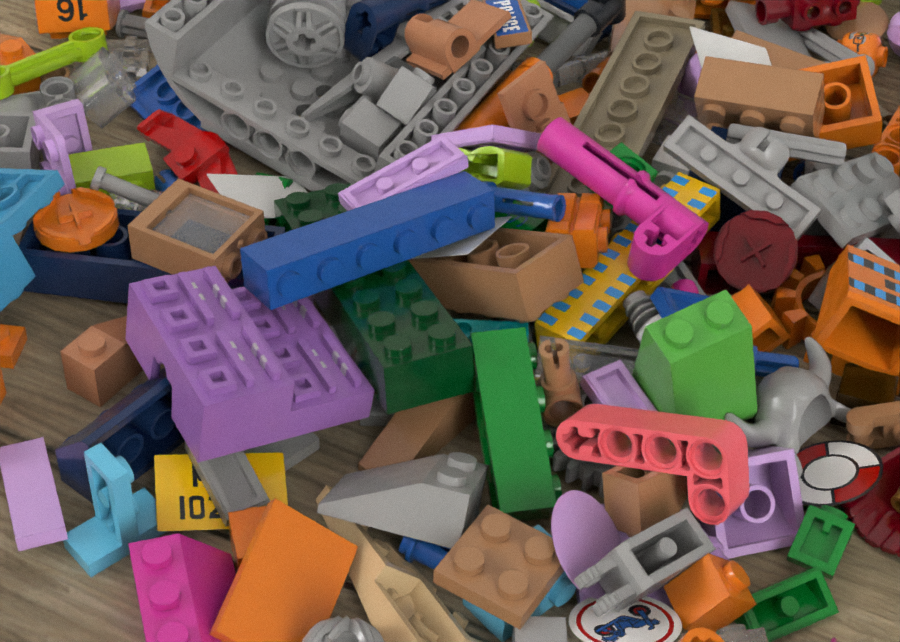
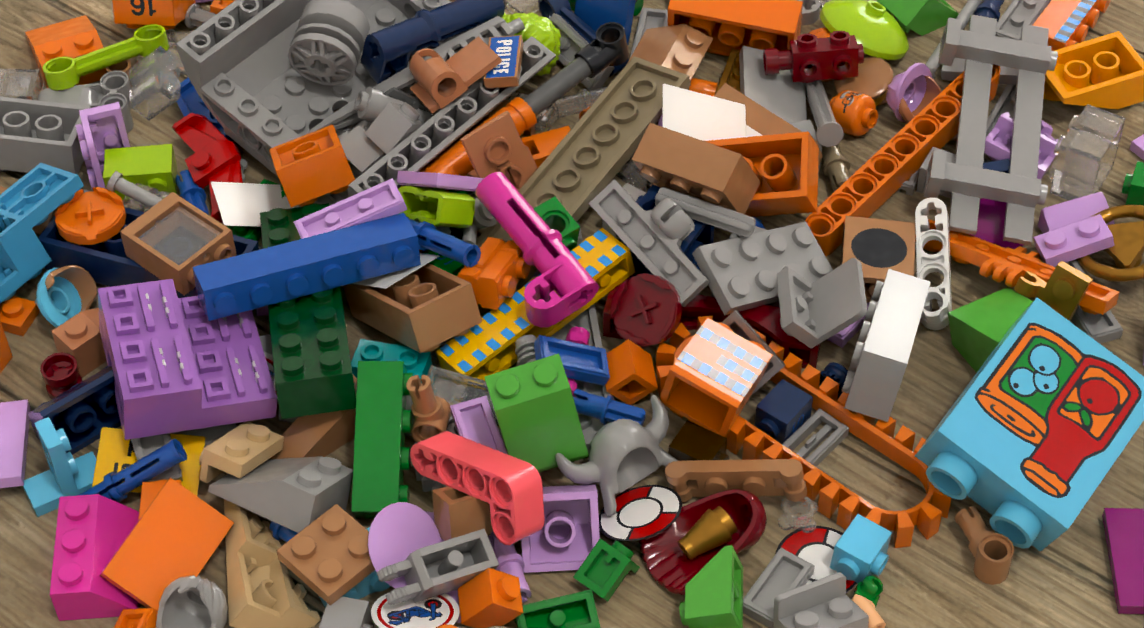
camera: 15 degrees right, 5 degrees up
(60, 311) = (65, 293): none -> medium azure piece
(80, 402) = (60, 373): none -> dark red wheel
(258, 472) = (132, 476): none -> blue pin
(328, 143) = (312, 166): none -> orange slope
(338, 459) = (239, 451): none -> tan bracket

